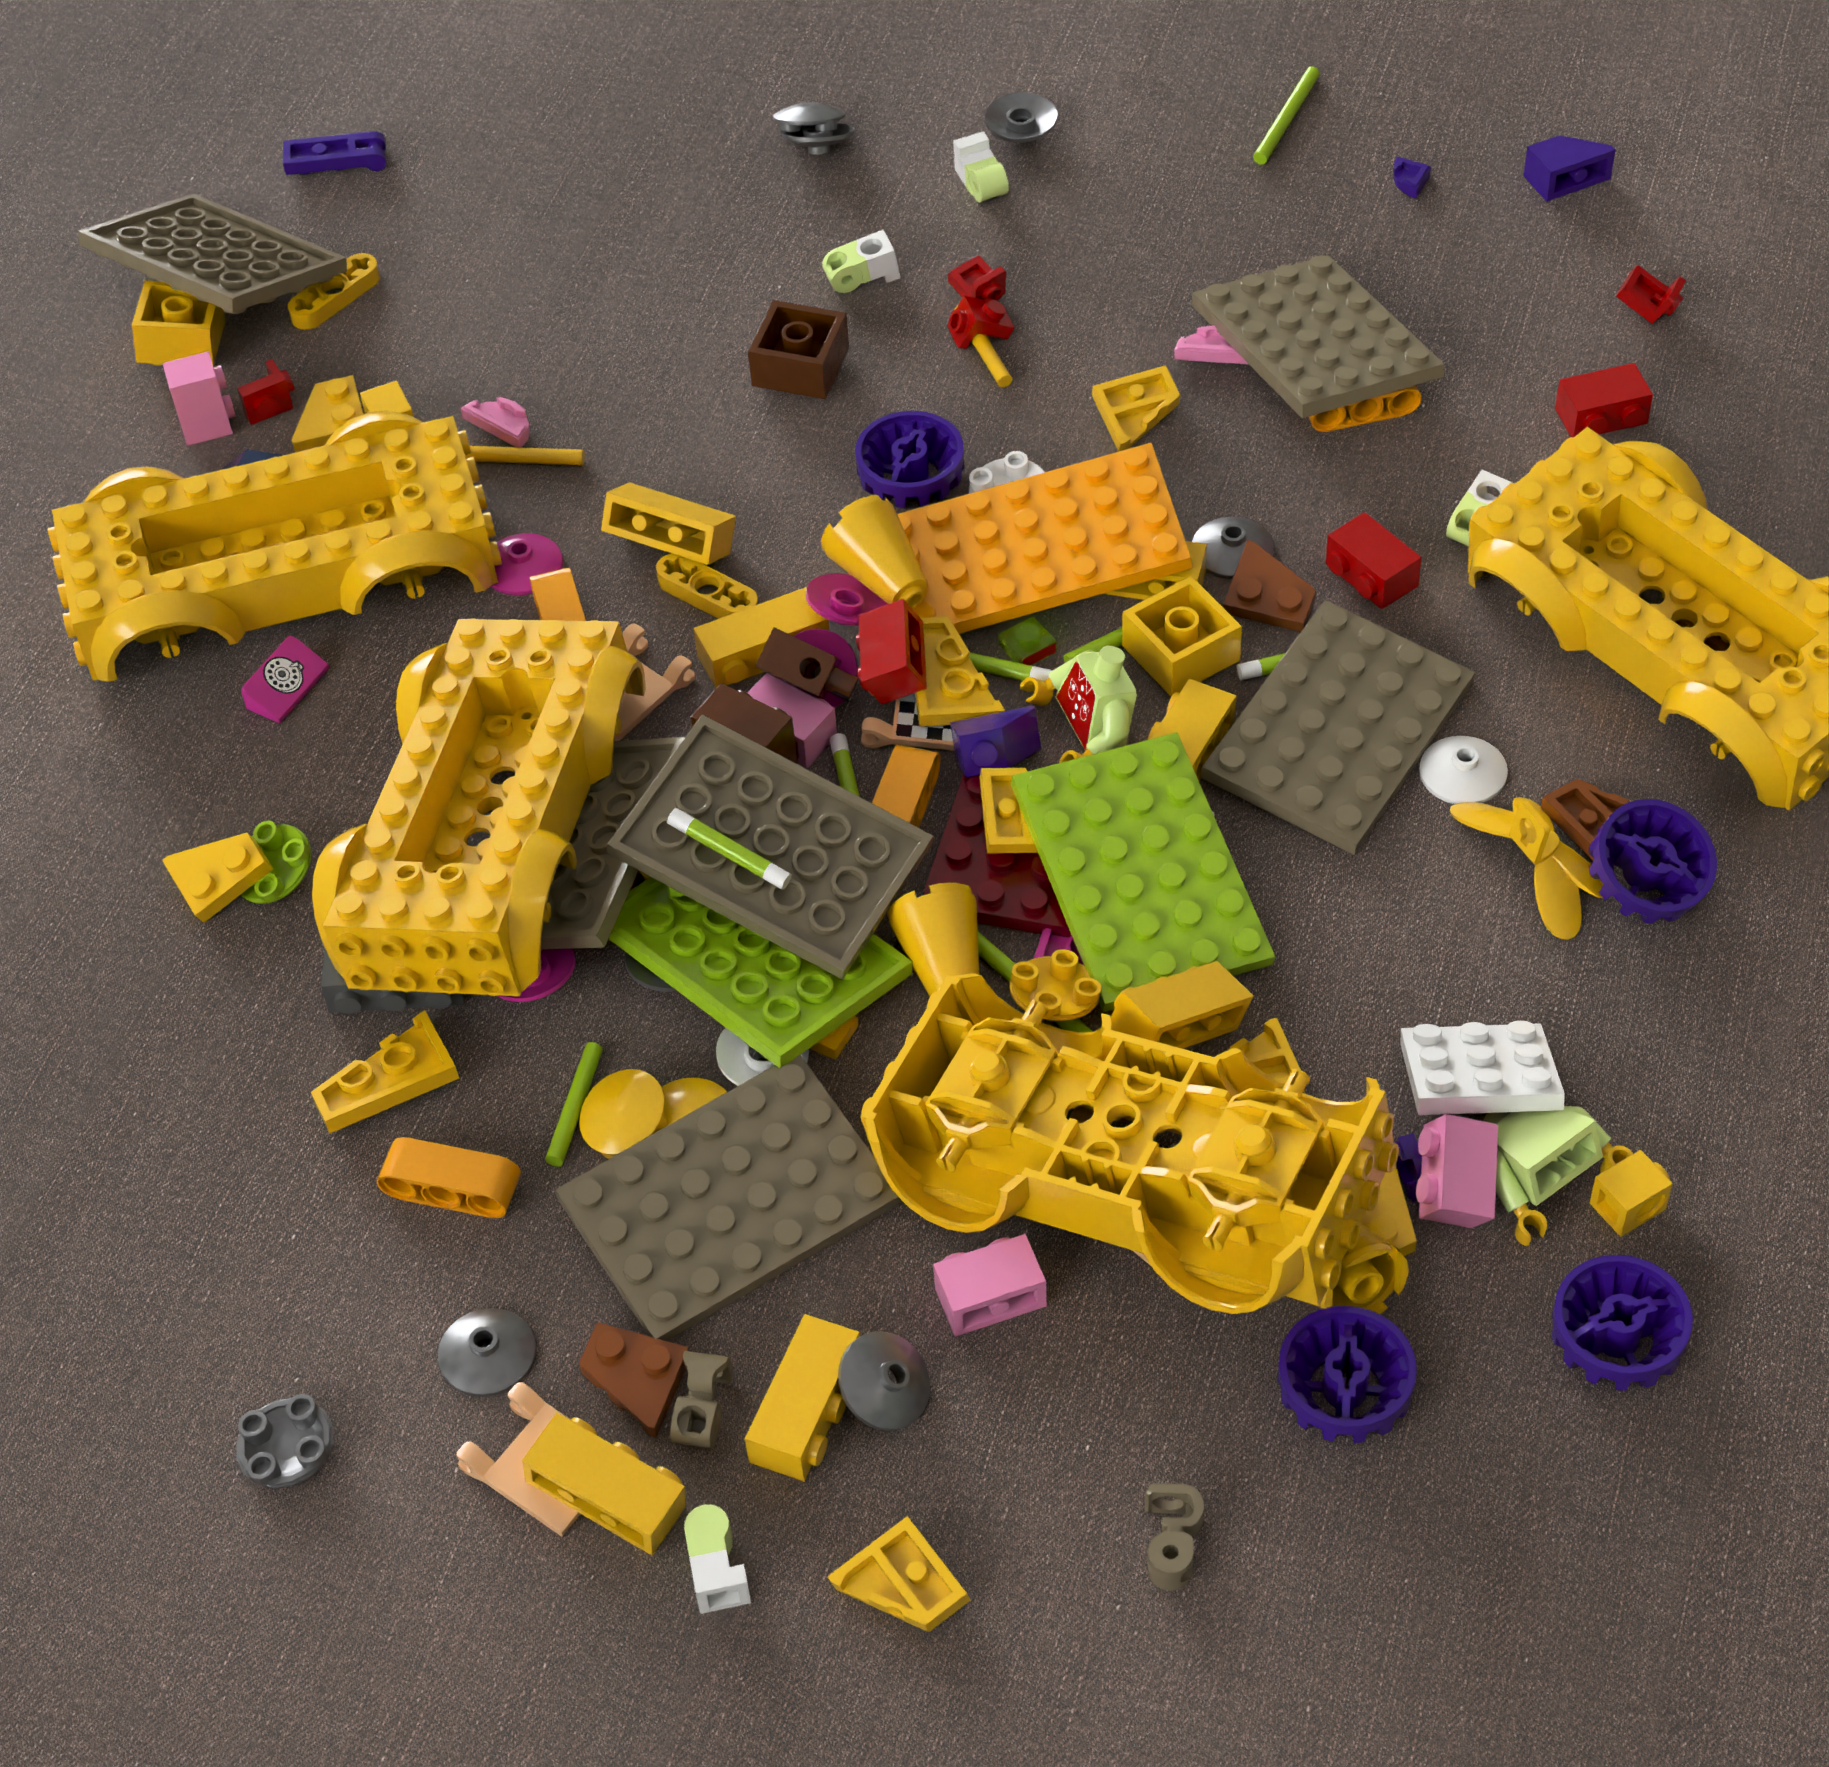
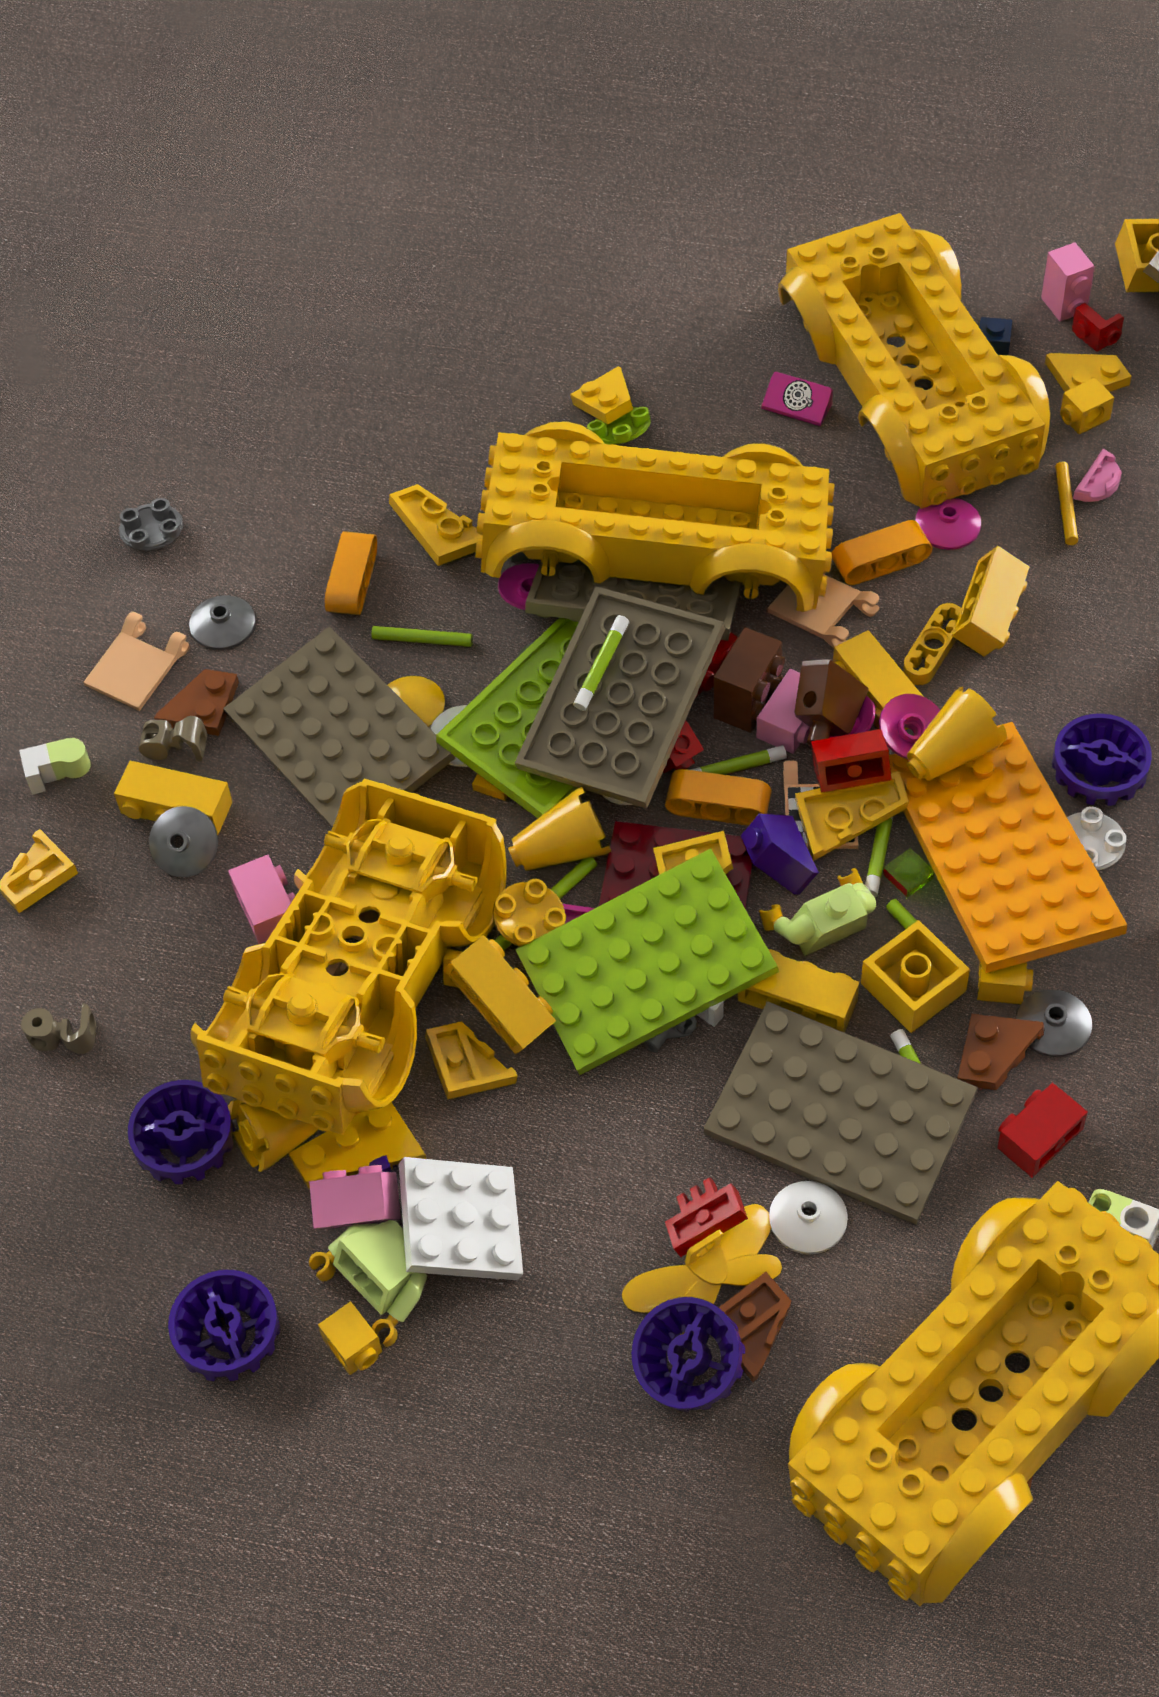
camera: 85 degrees right, 5 degrees up
(605, 1482) = (107, 693): yellow brick -> none
(622, 1111) = (408, 662): yellow dish -> none
(1474, 844) = (704, 1215): none -> red hinge

